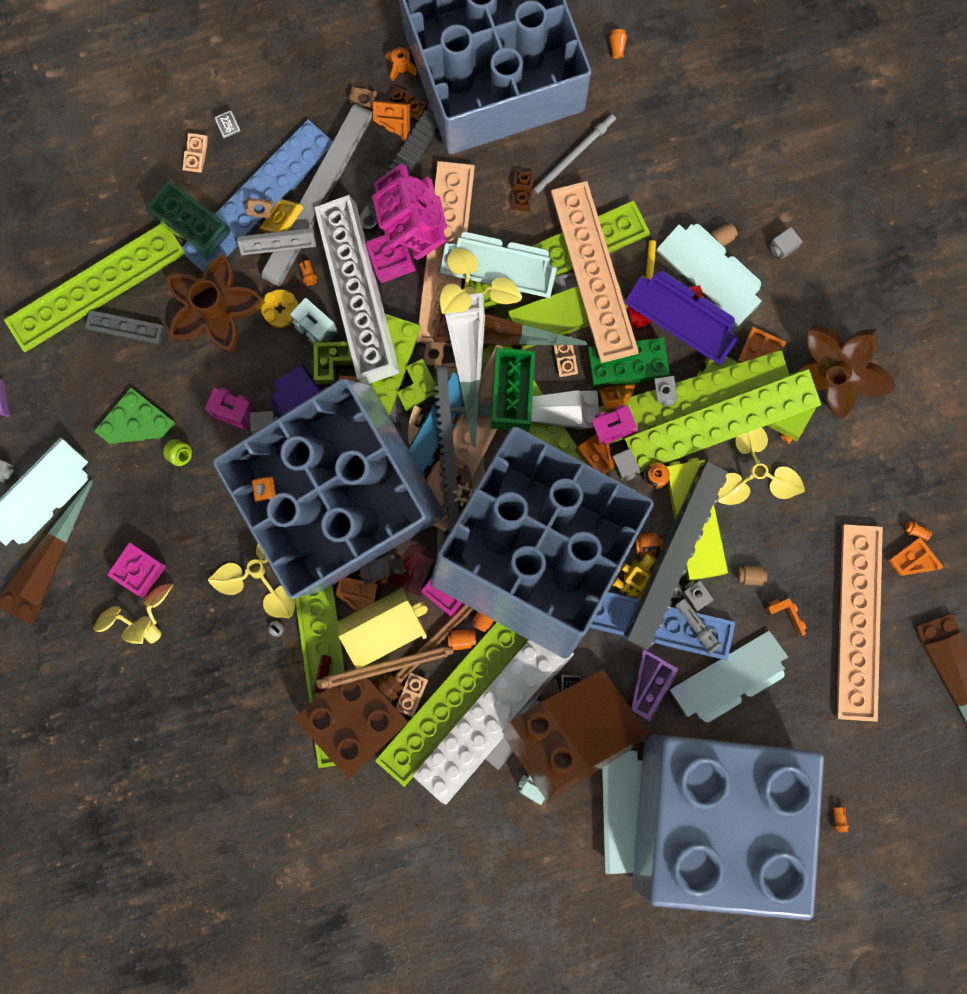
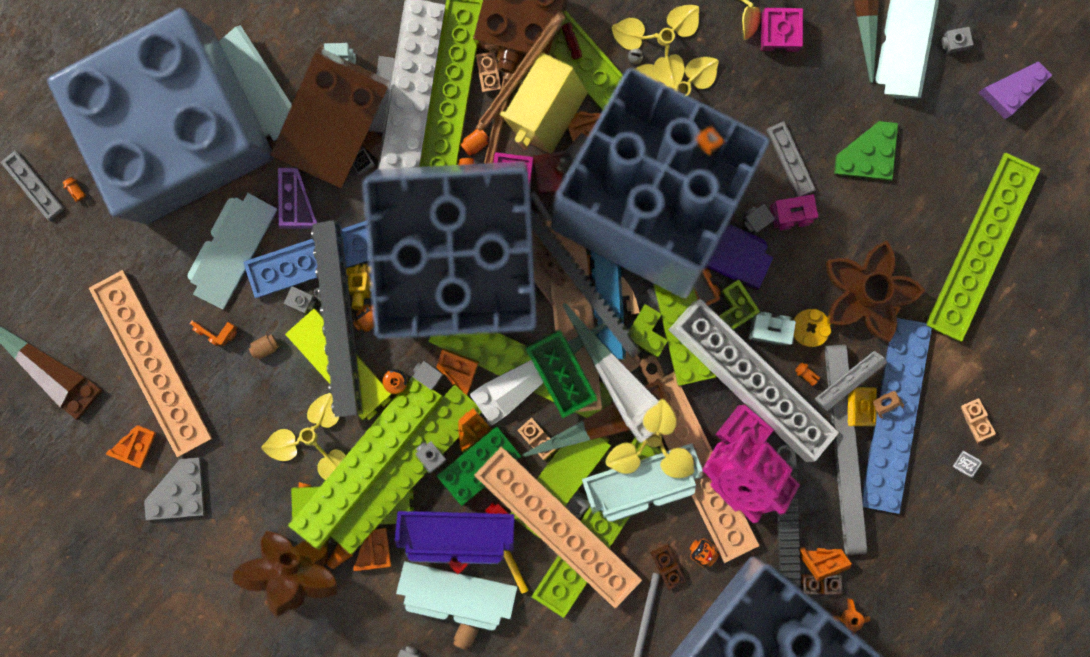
camera: 150 degrees right, 5 degrees up
(124, 327) = (933, 227): dark grey plate -> none
(177, 452) = (814, 148): lime head -> none
(188, 219) = (941, 351): clear green brick -> none
(203, 457) = (790, 159): none -> light grey tile
(215, 635) = (681, 19): none -> light yellow plant
(356, 92) = (872, 565): medium nougat piece -> none
(459, 492) = (544, 250): tan gear -> none
(486, 183) = (704, 552): none -> head
(615, 424) = (455, 398): dark pink piece -> none
(704, 635) = (274, 269): light grey pin -> none
(794, 361) = (338, 556): none -> orange cone
(876, 847) = (32, 185): none -> light grey tile
(898, 497) = (178, 493): none -> light grey plate
(913, 528) = (145, 473): orange pin -> none

